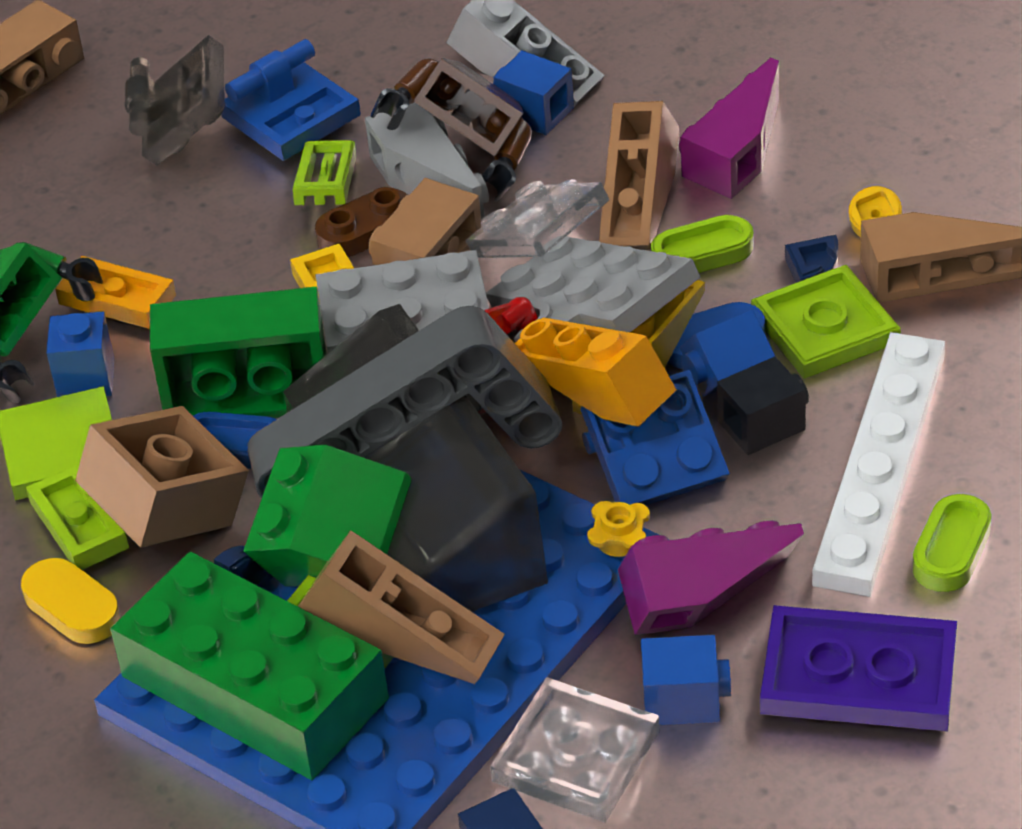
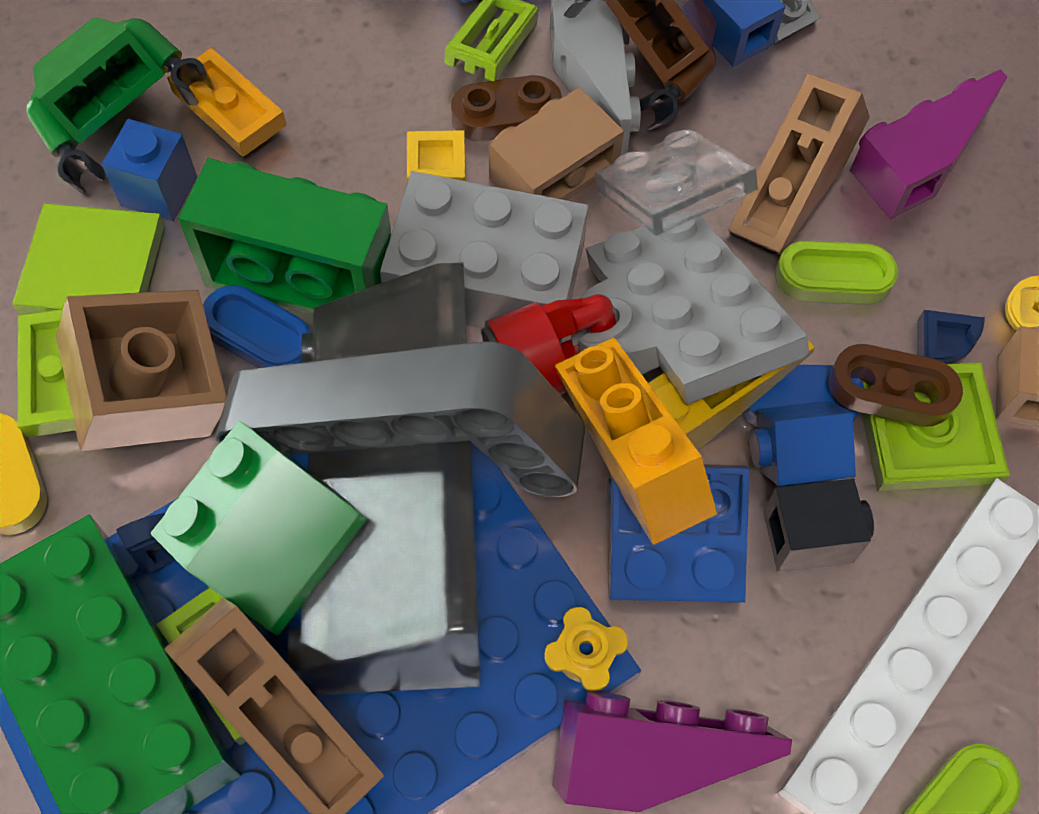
camera: 15 degrees right, 20 degrees up
(782, 292) = (892, 383): none -> reddish brown plate

